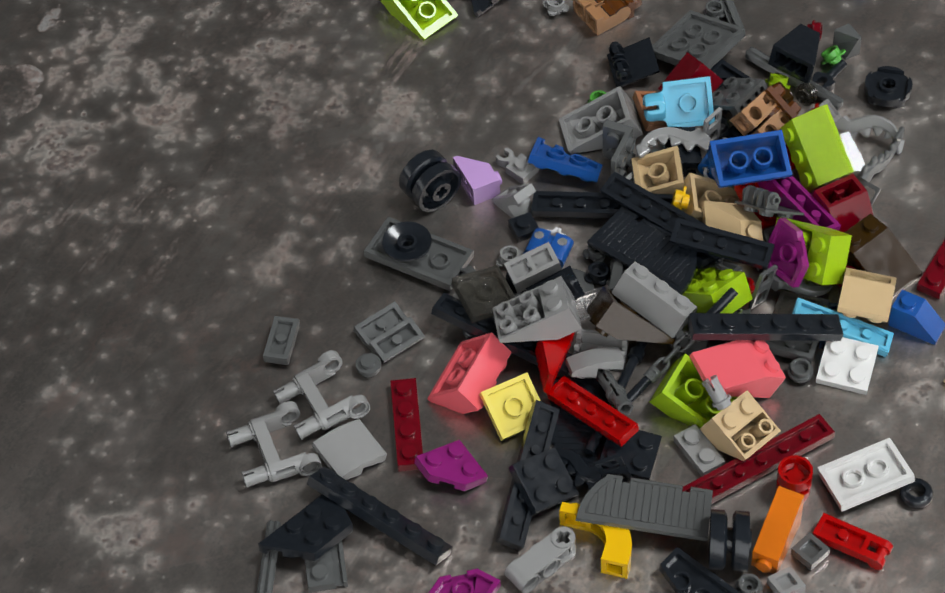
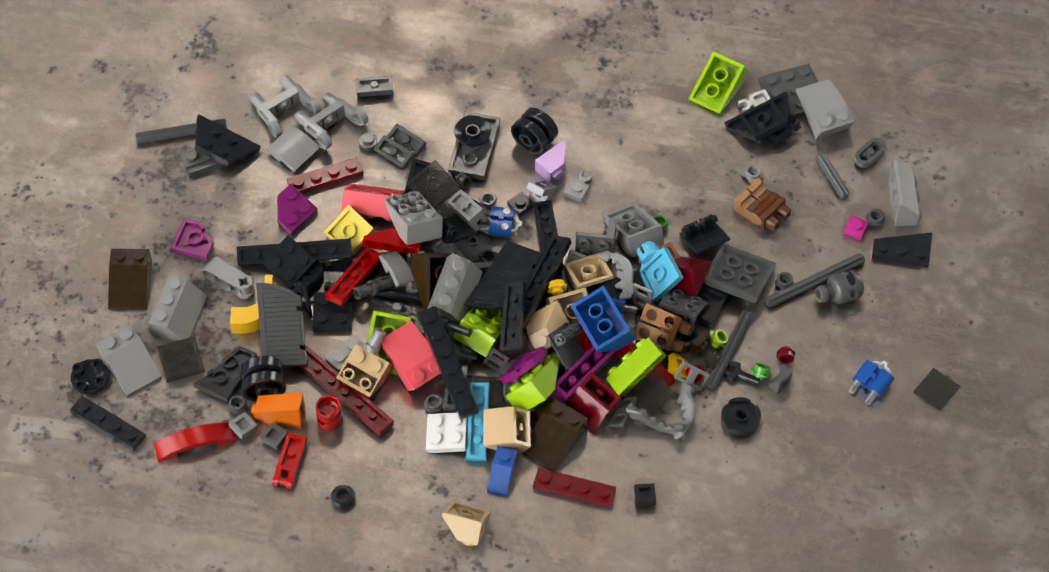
camera: 70 degrees right, 5 degrees up
(380, 515) = (241, 177): black plate -> none
(555, 158) = (588, 208): blue wing -> none
(796, 53) = (750, 343): black slope -> none
(866, 474) = (346, 458): white plate -> none

